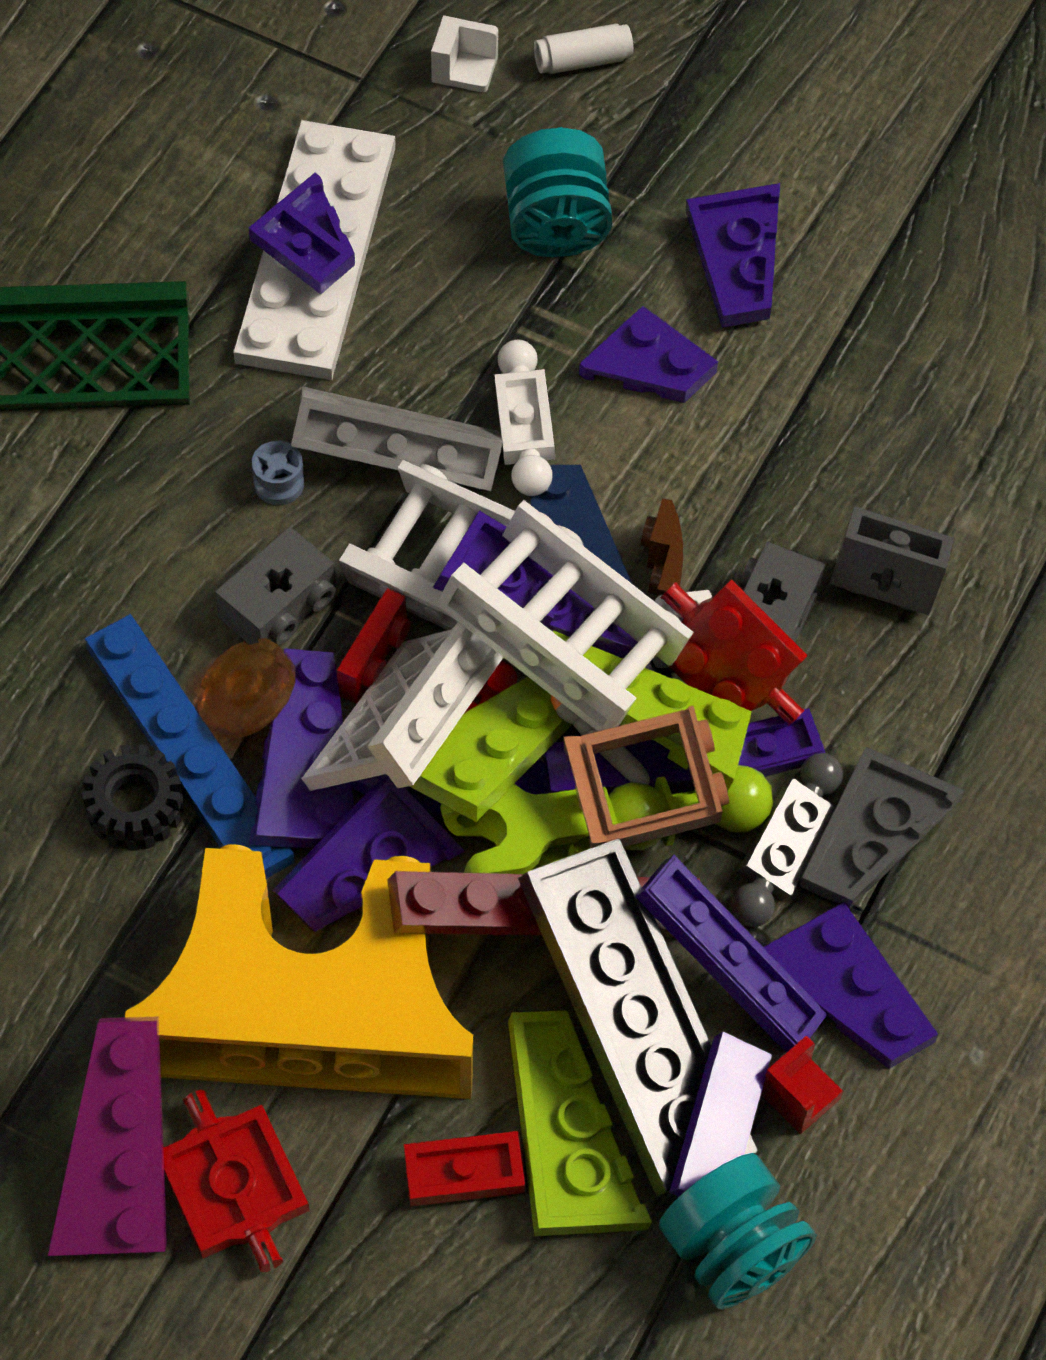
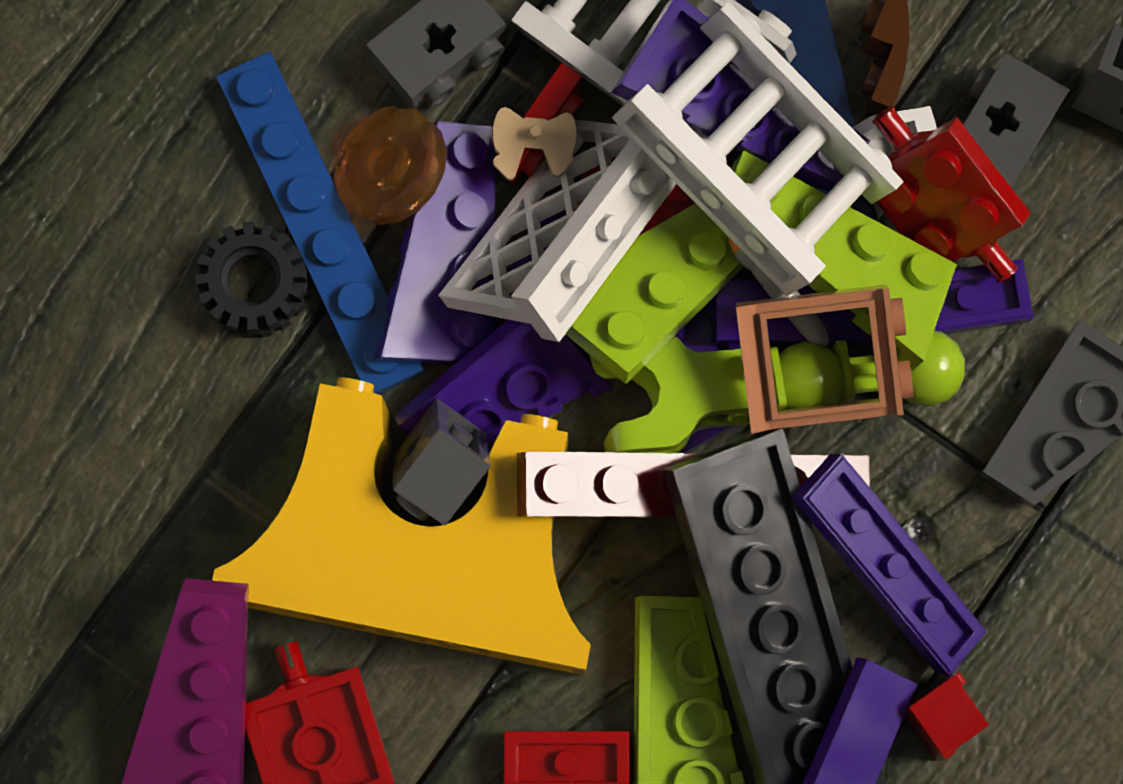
camera: 10 degrees right, 20 degrees up
(318, 907) = (439, 463): none -> dark grey brick
(352, 645) = (514, 134): none -> tan piece
(787, 840) = (974, 418): dark grey plate -> none
(854, 986) = (1018, 598): dark purple wing -> none

